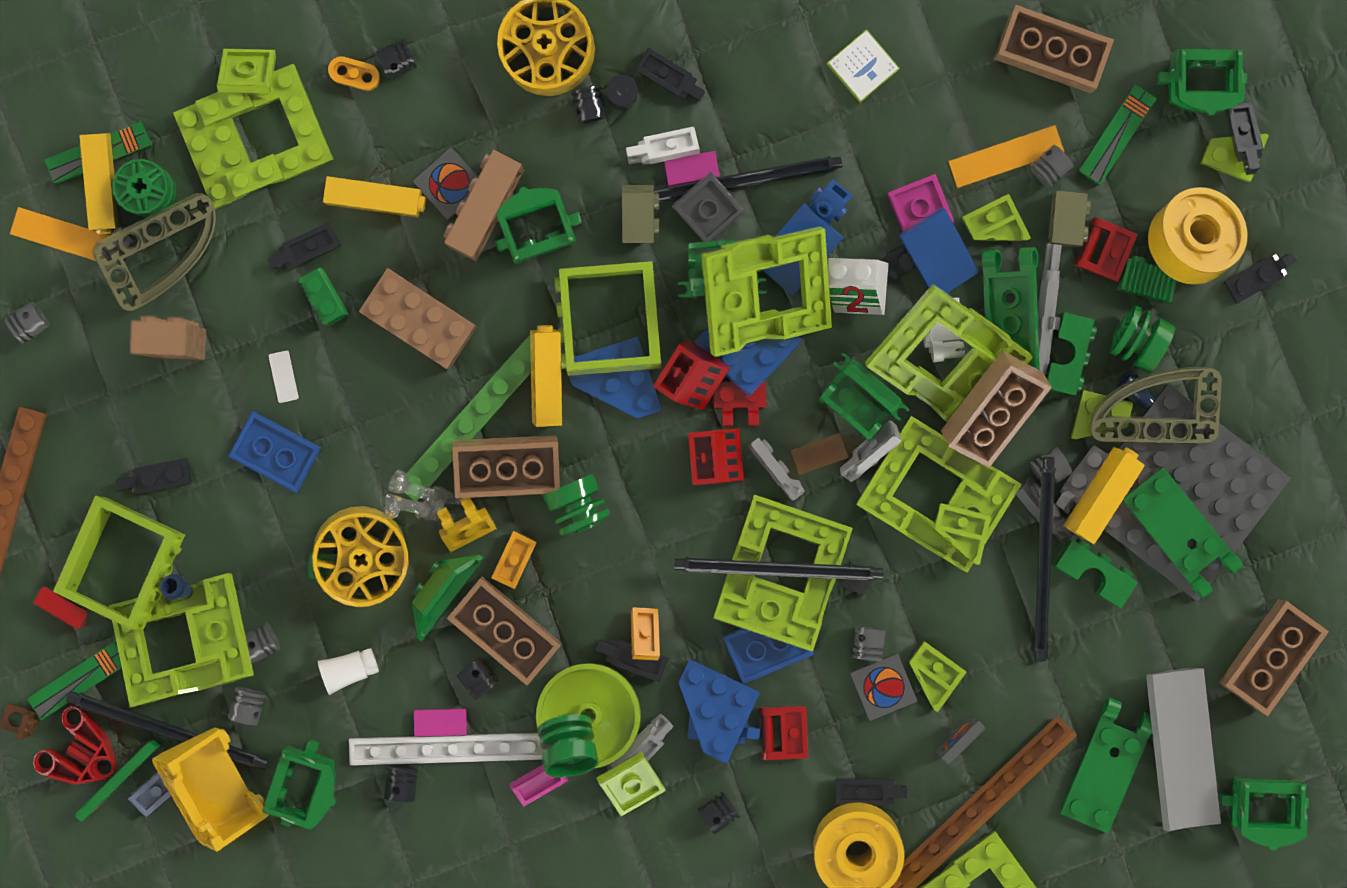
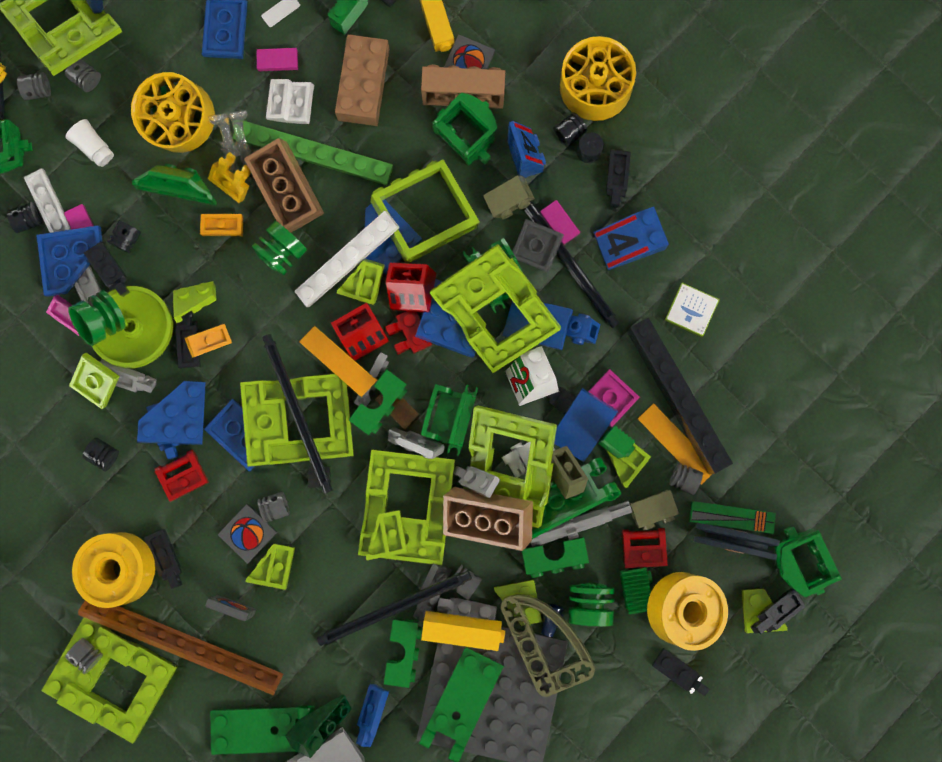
camera: 65 degrees right, 5 degrees down
(343, 407) = (277, 59): none -> dark pink tile
(401, 415) = (289, 101): none -> white slope
(472, 754) = (64, 258): none -> blue plate
(504, 631) = (165, 239): medium nougat brick -> none
(510, 711) = (107, 268): none -> black hinge
(546, 376) = (362, 185): yellow brick -> none
(587, 630) = (192, 299): none -> lime wing
(593, 169) = (525, 150): none -> blue slope
(625, 433) = (347, 259): none -> white plate
(658, 427) = (363, 282): none -> lime wing
(664, 147) = (565, 195): white hinge -> none
(736, 497) = (338, 361): none -> light orange sticker
(750, 96) = (631, 238): none -> blue slope
(821, 490) = (391, 389): none -> green arch
(948, 401) = (477, 480): none -> light grey hinge
(956, 129) = (679, 396): none -> black brick
(979, 225) = (617, 443): none -> green brick
(987, 296) = (567, 473): none -> olive brick
(1053, 49) = (772, 439): medium nougat brick -> none
(1133, 702) = (317, 726): none -> dark green slope
(1146, 637) = (371, 714): none -> blue hinge
(1149, 146) = (736, 541): none -> black wheel

